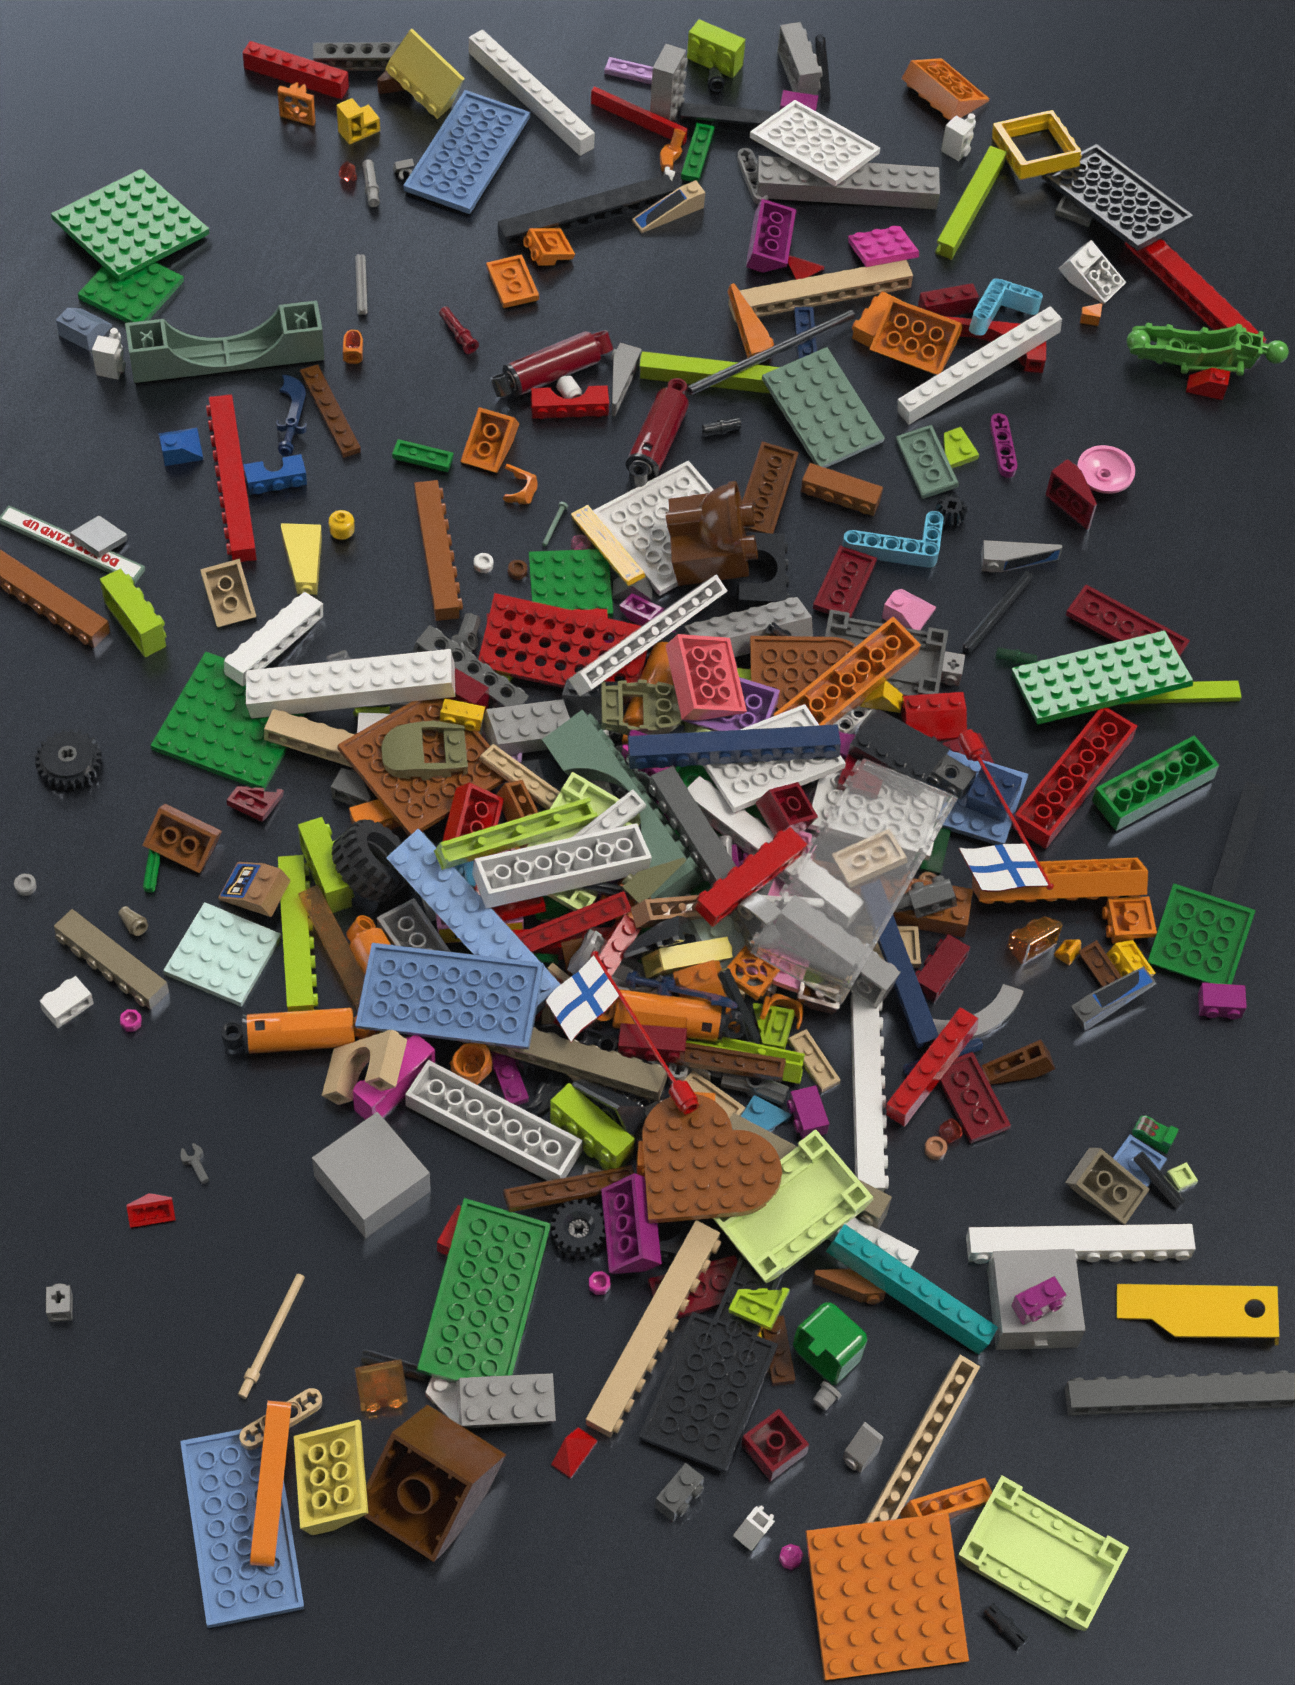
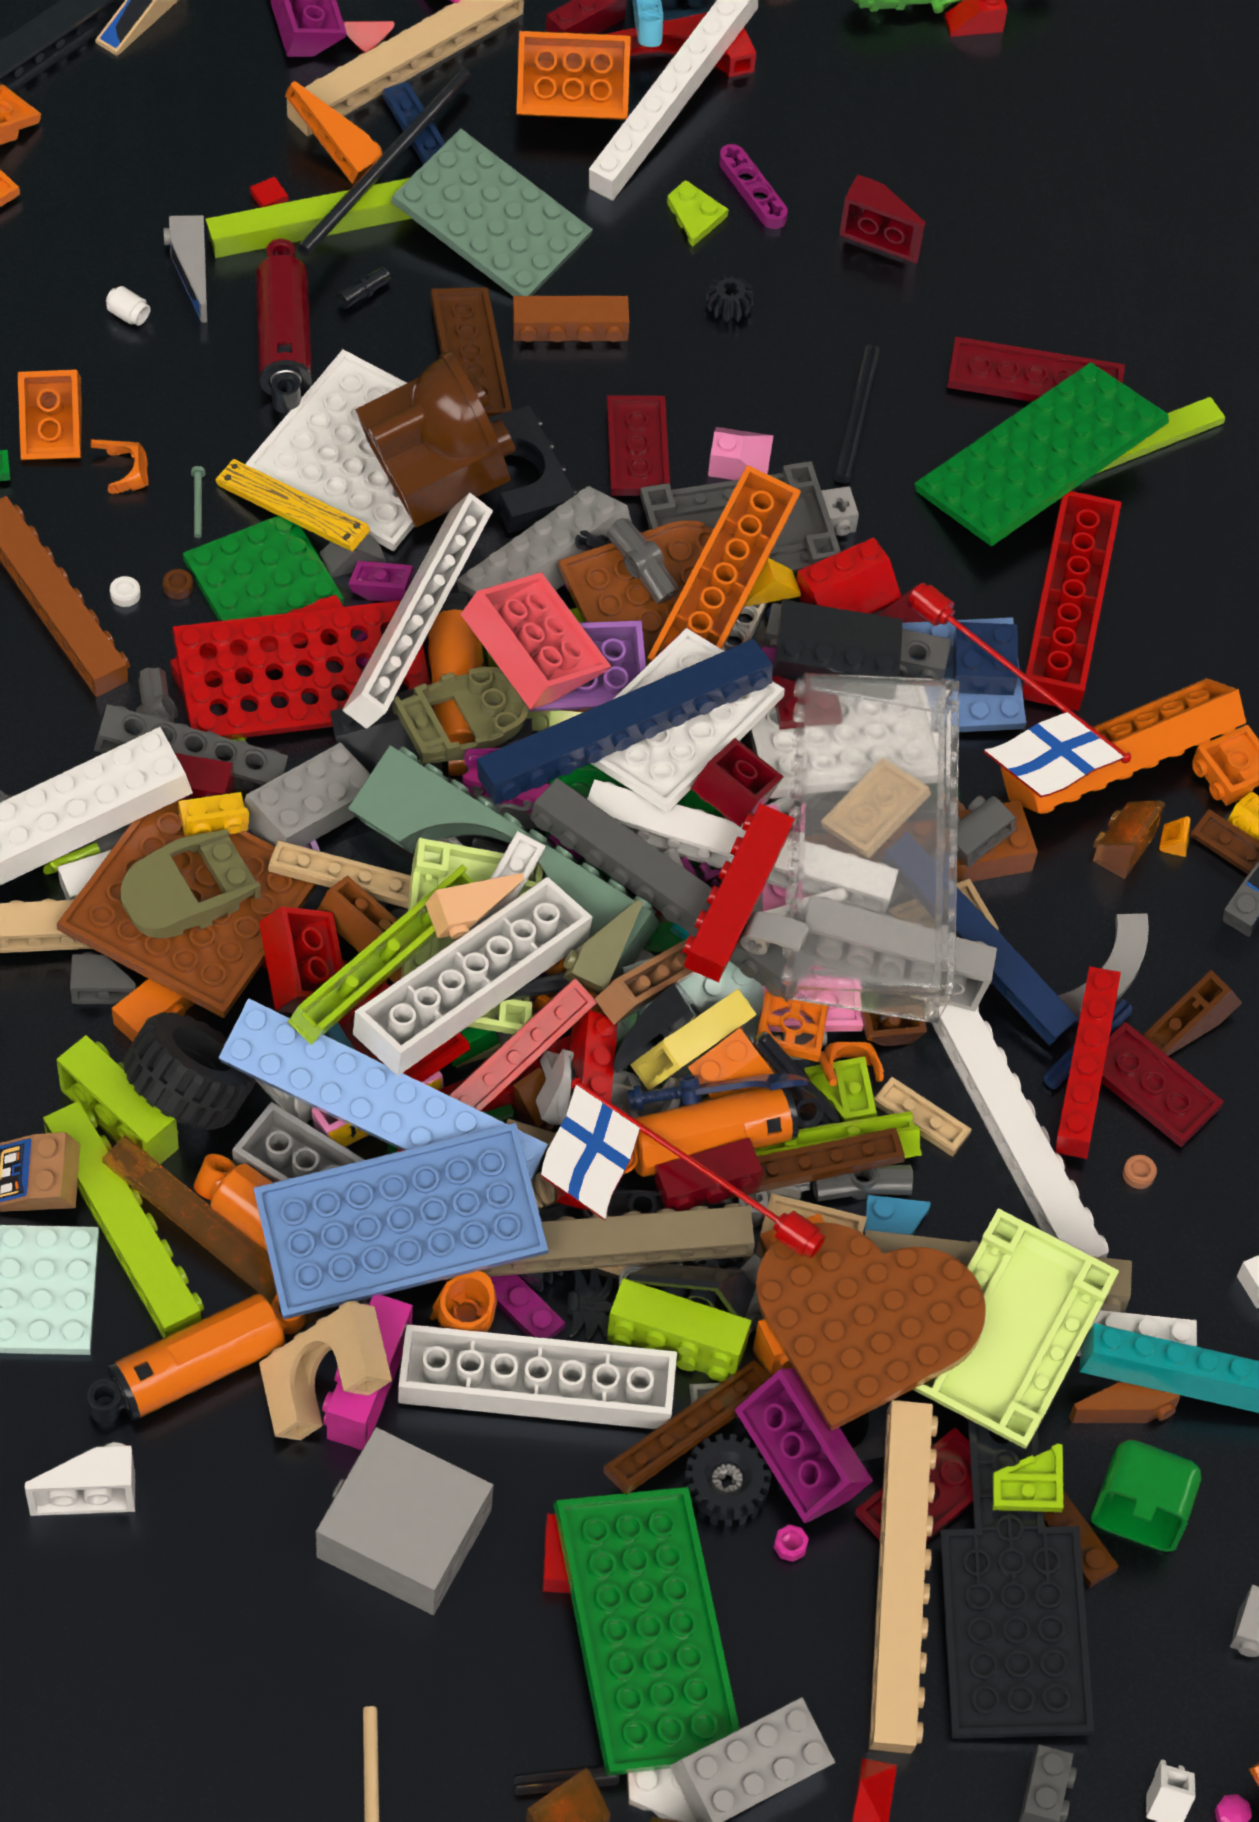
camera: 25 degrees left, 0 degrees up
(150, 1210) = (106, 1703): red slope -> none
(195, 1162) = (136, 1607): dark grey bar -> none
(199, 1078) = (89, 1483): none -> white slope
(549, 405) = (107, 337): red arch -> none
(551, 363) = (86, 278): dark red piece -> none
(574, 821) = (461, 907): none -> light nougat slope
(580, 542) = (248, 515): clear pink tile -> none
(692, 348) = (268, 193): none -> red tile
(774, 1444) = (1140, 1667): dark red brick -> none
(802, 653) = (643, 560): none -> dark grey piece
(808, 1111) = (954, 1190): magenta brick -> none
(826, 1396) = (1170, 1570): light grey piece -> none
(867, 326) = (499, 72): orange brick -> none
(900, 549) = (690, 374): medium azure beam -> none
(927, 461) = (664, 242): sand green tile -> none
(941, 966) = (1028, 917): dark red brick -> none
(951, 1129) = (1151, 1138): clear red tile -> none
(1006, 556) = (835, 333): light grey slope -> none
(1015, 656) = (912, 465): clear green pin -> none
(1106, 469) = (909, 170): bright pink dish -> none
(1155, 783) = (1177, 570): green brick -> none

